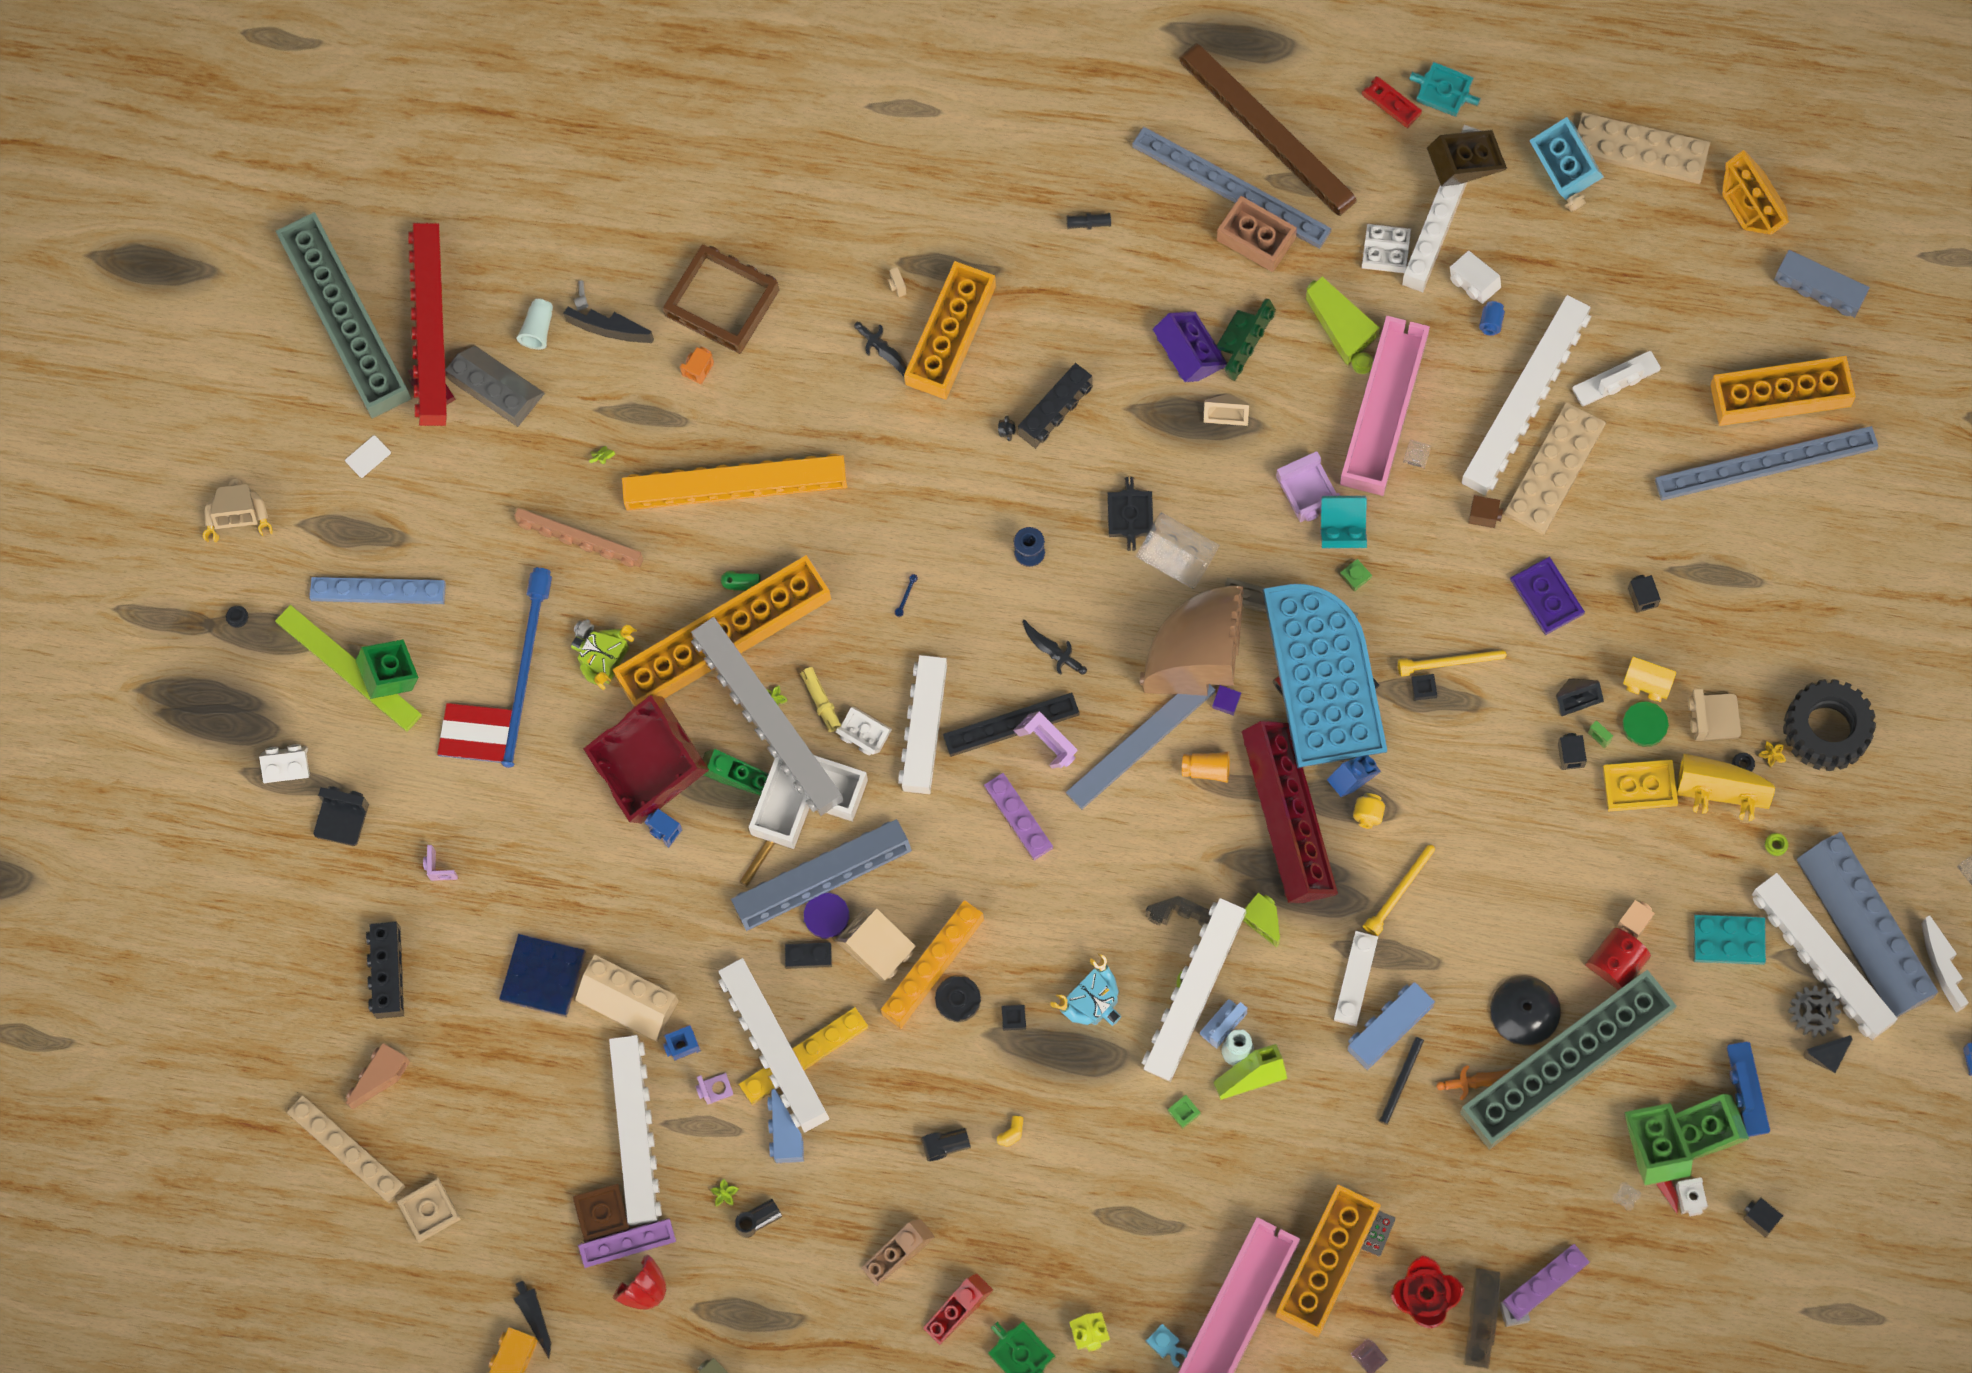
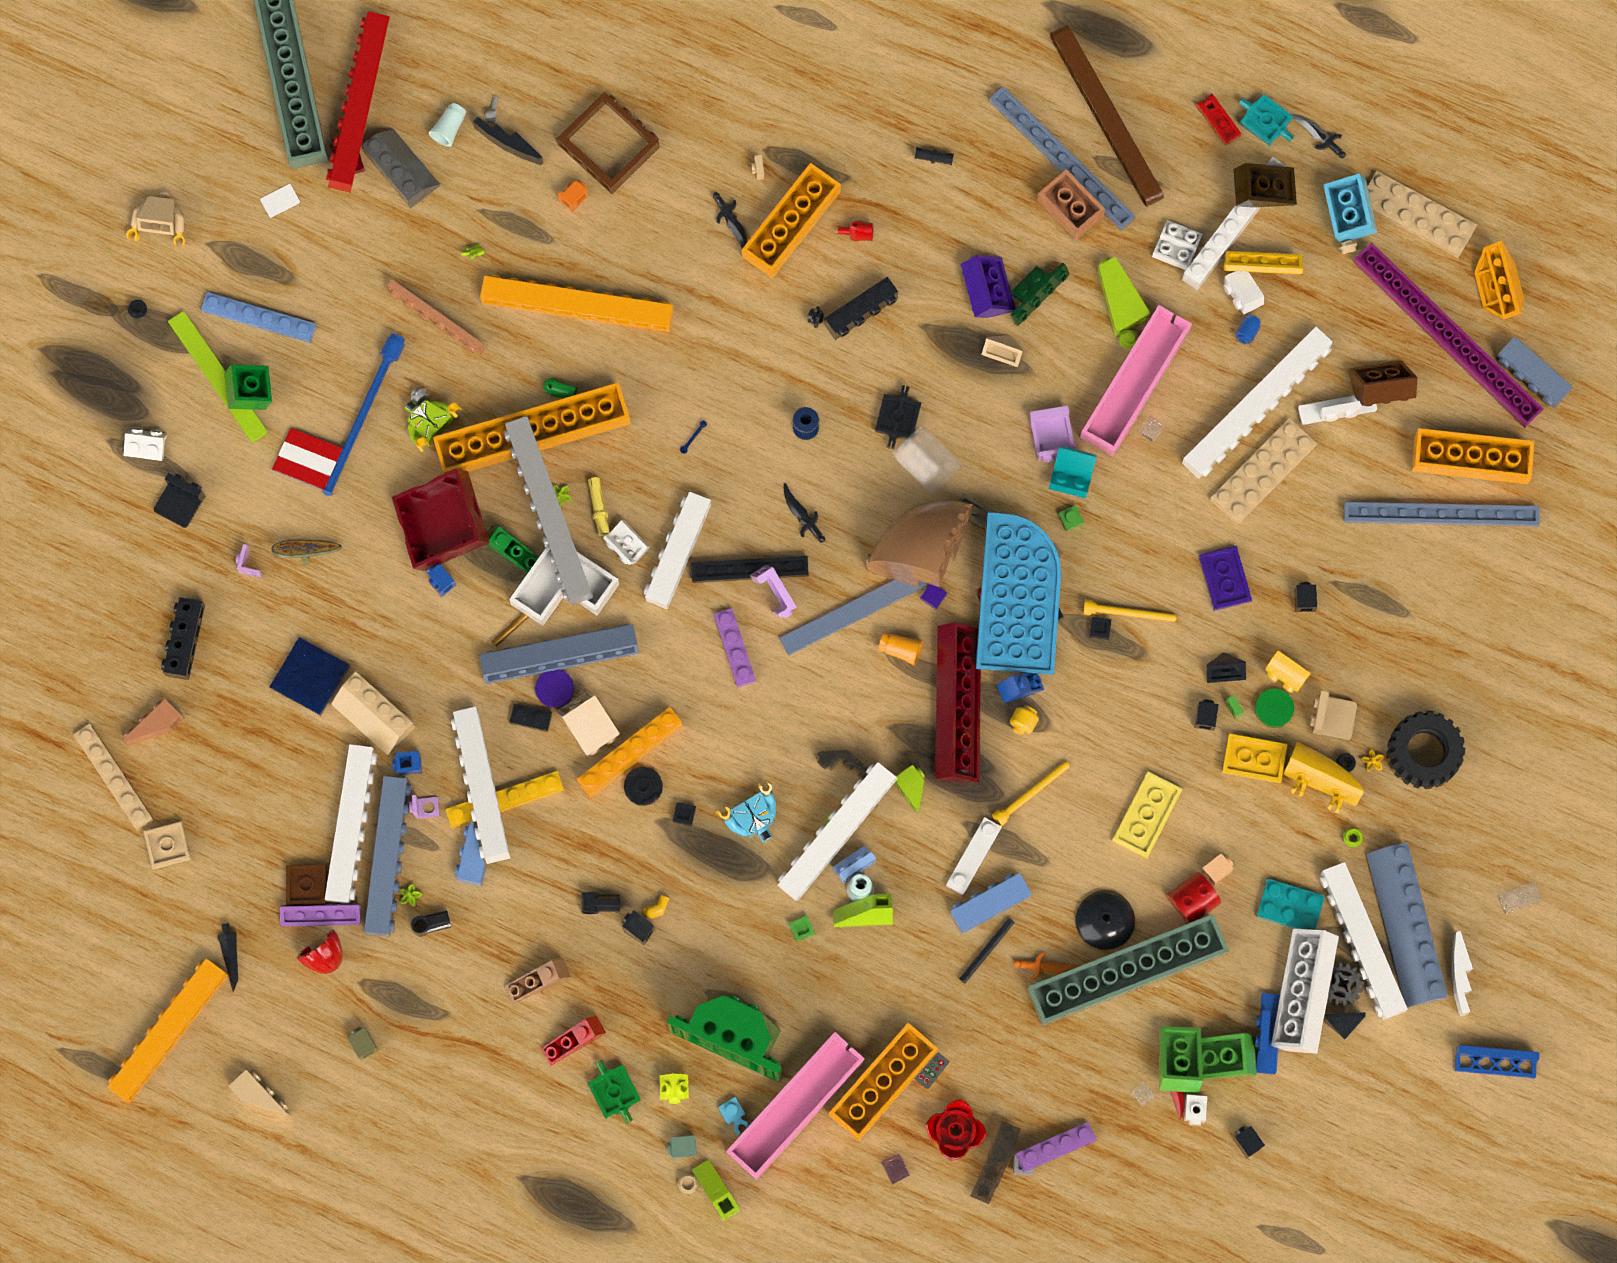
camera: 10 degrees right, 5 degrees up
(498, 833) = (303, 549): none -> shield
(686, 1156) = (387, 856): none -> sand blue brick
(996, 1159) = (637, 927): none -> black slope
(1028, 323) = (858, 231): none -> red piece
(1141, 1249) = (732, 1032): none -> green wedge
(1485, 511) = (1194, 493): reddish brown brick -> none
(1488, 241) = (1263, 262): none -> yellow fence
(1511, 91) = (1317, 133): none -> piece
(1538, 880) = (1147, 814): none -> light yellow tile
(1659, 337) = (1383, 383): none -> reddish brown slope
(1715, 268) = (1448, 335): none -> magenta piece
(1776, 1028) = (1305, 991): none -> white brick

